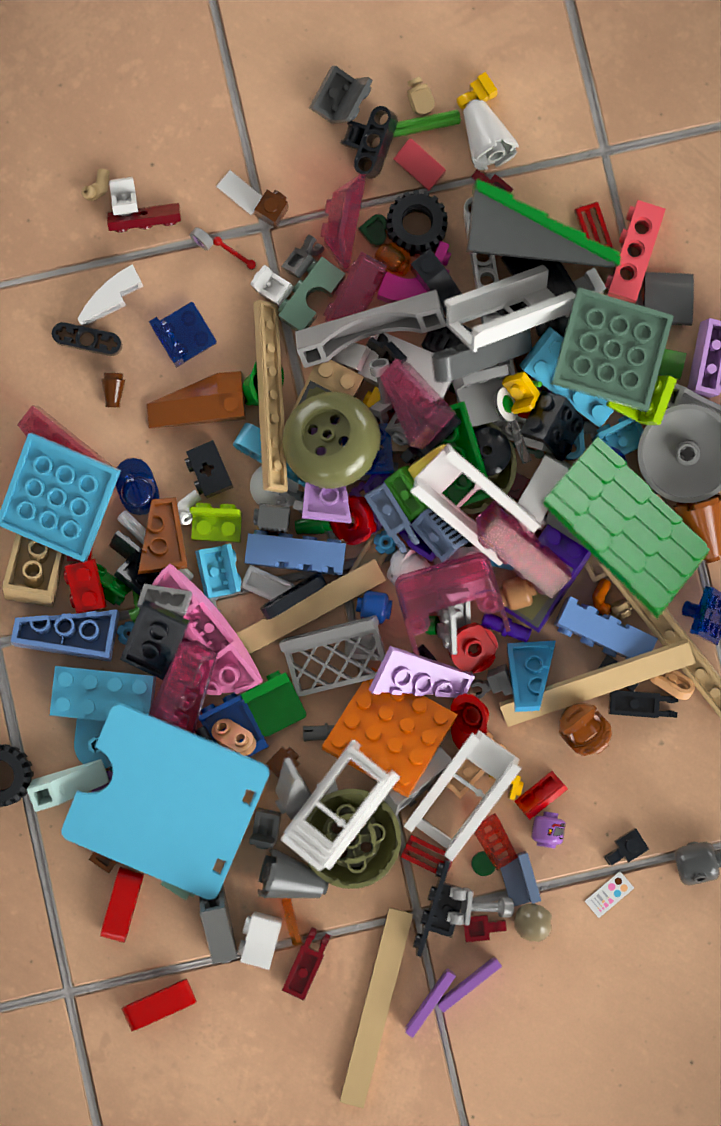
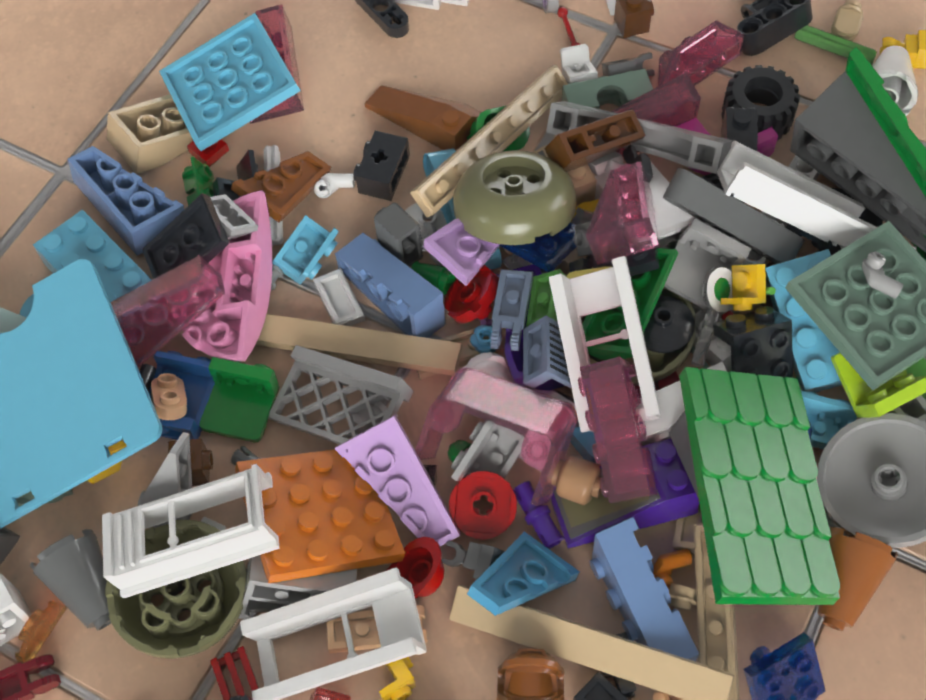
camera: 45 degrees right, 25 degrees down
(84, 586) = (179, 169): red bracket -> none
(113, 388) = (366, 51): reddish brown cone -> none
(136, 486) = (309, 134): clear blue piece -> none
(183, 334) = (462, 54): clear blue bracket -> none
(216, 524) = (347, 206): lime bracket -> none
(265, 828) = (115, 501): dark grey bracket -> none
(293, 596) = (349, 316): black beam -> none
(348, 357) = (594, 140): none -> reddish brown slope
(374, 230) = (712, 92): dark green tile -> none
(374, 604) = (425, 388): blue head -> none
(395, 258) = (711, 115): clear orange head -> none
(419, 164) = (805, 68): coral slope -> none
(601, 339) = (876, 276): none -> light grey arm

